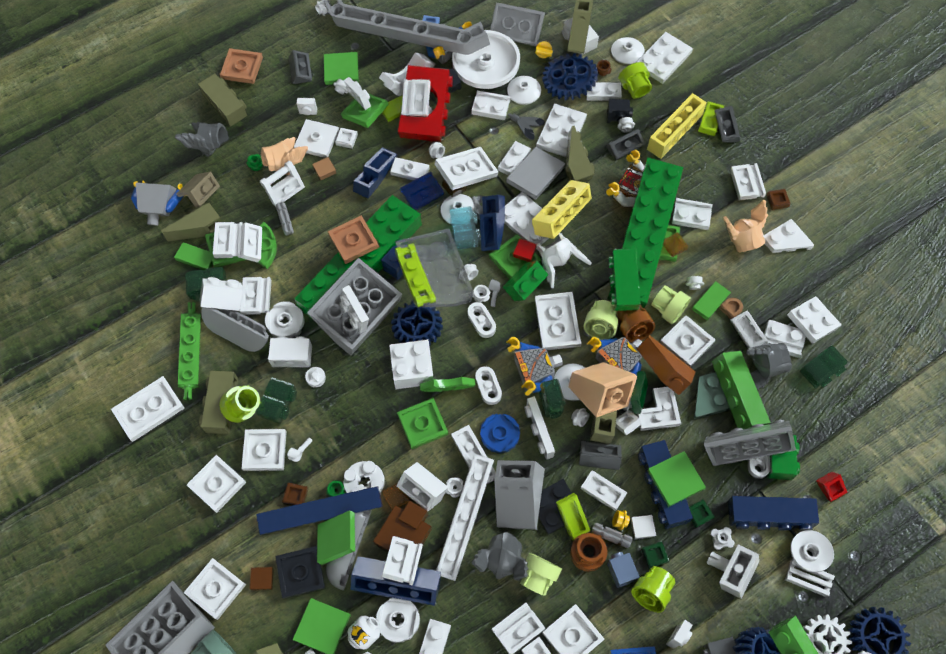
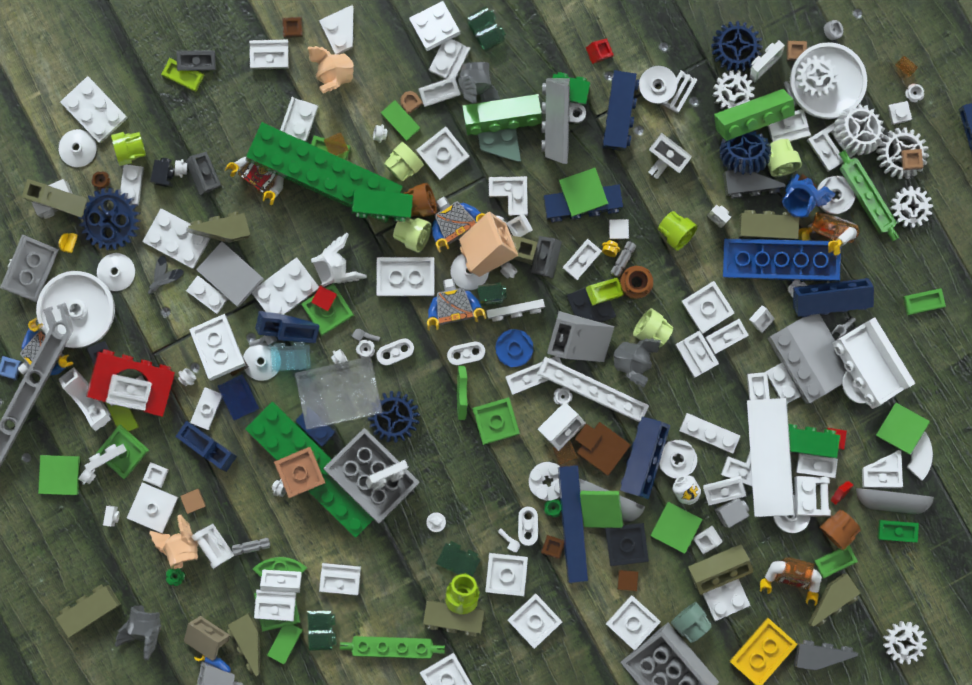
camera: 85 degrees left, 20 degrees up
(221, 294) = (340, 612): white brick -> none
(235, 328) = (374, 599): light grey brick -> none
(241, 66) = (42, 589): nougat plate -> none
(277, 314) = (380, 557): white plate -> none
(290, 352) = (408, 545): white brick -> none
(300, 67) = (51, 522): dark grey slope -> none
(316, 465) = (528, 526): none -> white plate
(402, 560) = (631, 449): white plate -> none
(411, 363) = (436, 425): white brick -> none
(415, 275) = (350, 412): lime plate -> none
(491, 105) = (133, 311): white plate -> none
(525, 281) = (360, 302): green brick -> none
(561, 209) = (280, 243): light yellow brick -> none
(622, 569) = (656, 254): sand blue brick -> none
(639, 392) = (498, 211): dark green tile -> none
(655, 555) = (644, 223): dark green tile -> none
(666, 365) = (470, 178): dark orange slope -> none
(676, 126) = (193, 115): light yellow brick -> none
(701, 513) = (611, 175): dark green tile -> none
(727, 542) = (637, 165): white plate -> none

